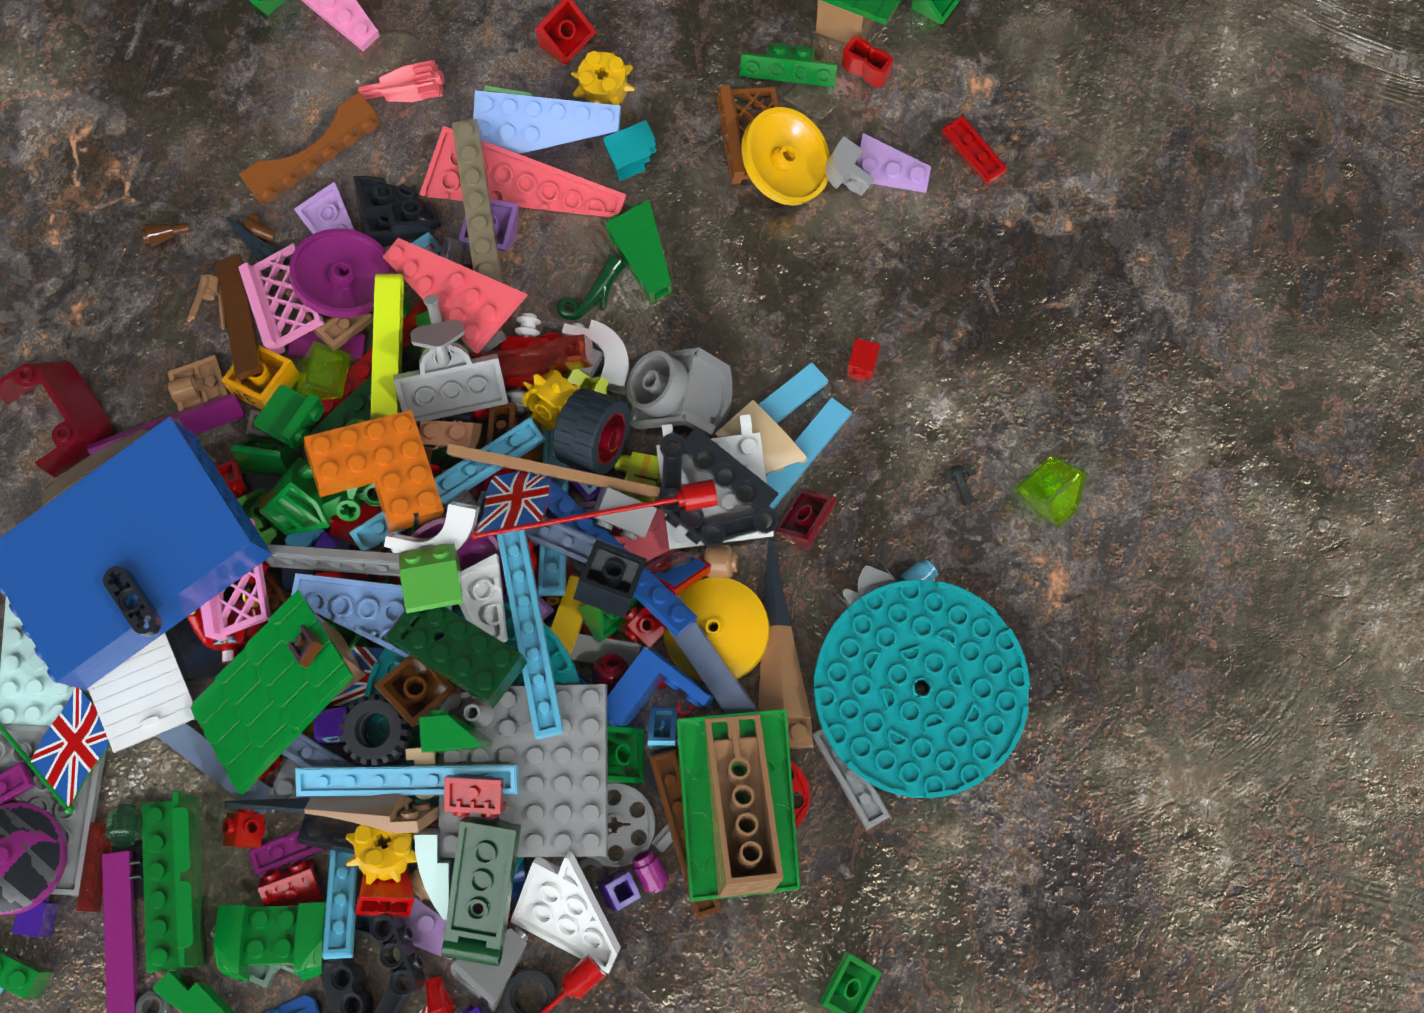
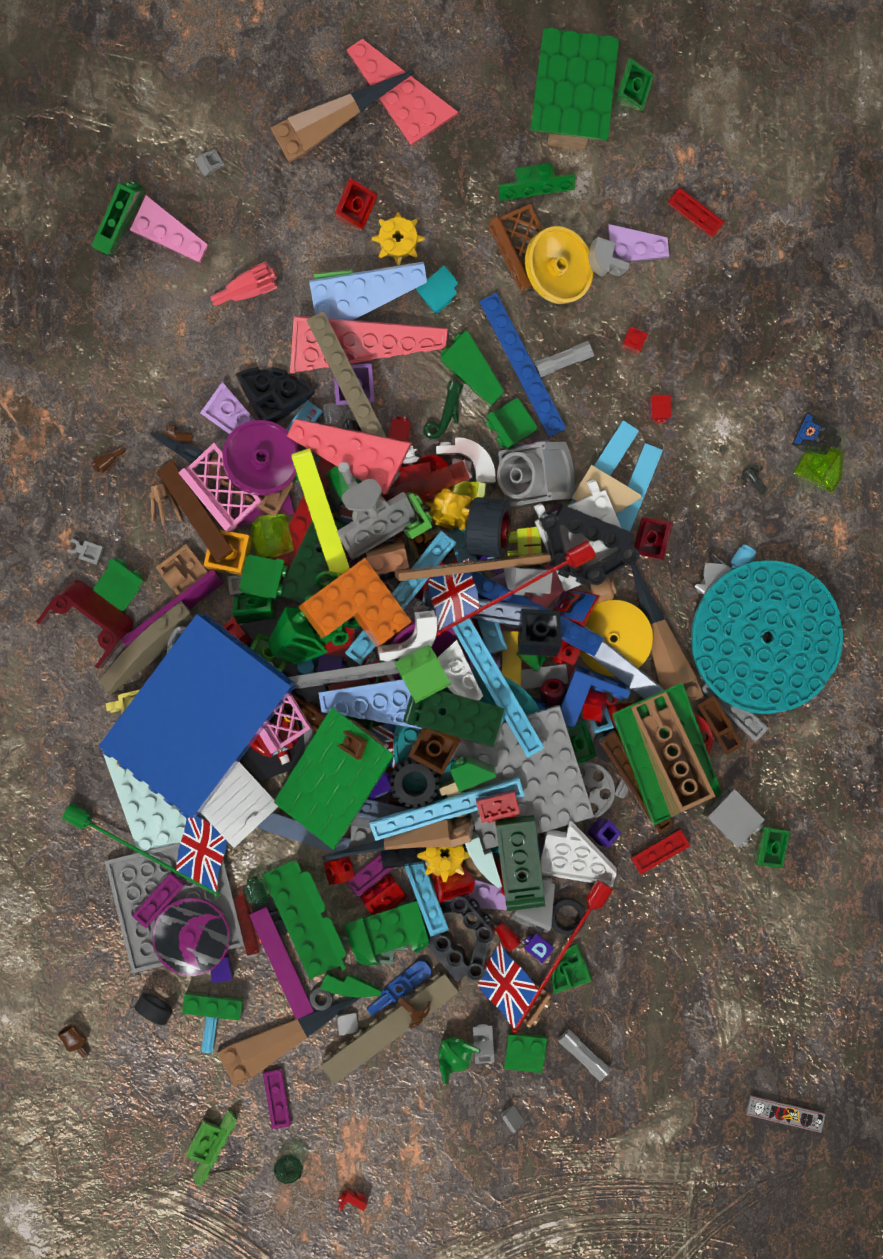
camera: 20 degrees left, 15 degrees up
(94, 330) = (88, 552): none -> light grey plate
(116, 379) = (119, 584): none -> green bracket
(121, 595) = (215, 737): black beam -> none
(272, 177) = (170, 393): dark orange arch -> none
(484, 715) = (478, 748): light grey cone -> none
(503, 403) = (415, 527): none -> bright green bracket
(535, 295) = (400, 428): none -> red brick
(649, 871) = (620, 814): magenta brick -> none
(659, 707) = (594, 705): none -> red brick
(668, 326) = (510, 423): none -> green bracket
(689, 944) = (660, 851): none -> red plate
(706, 266) = (522, 365): none -> blue plate
(741, 271) = (552, 363): none -> light grey axle
(807, 926) = (734, 817): none -> light grey slope
(823, 790) = (719, 725): none -> reddish brown slope
(854, 270) = (634, 340): none -> red brick
(865, 61) = (599, 166): red brick -> none
(1056, 446) = (816, 435): none -> clear smoke torso

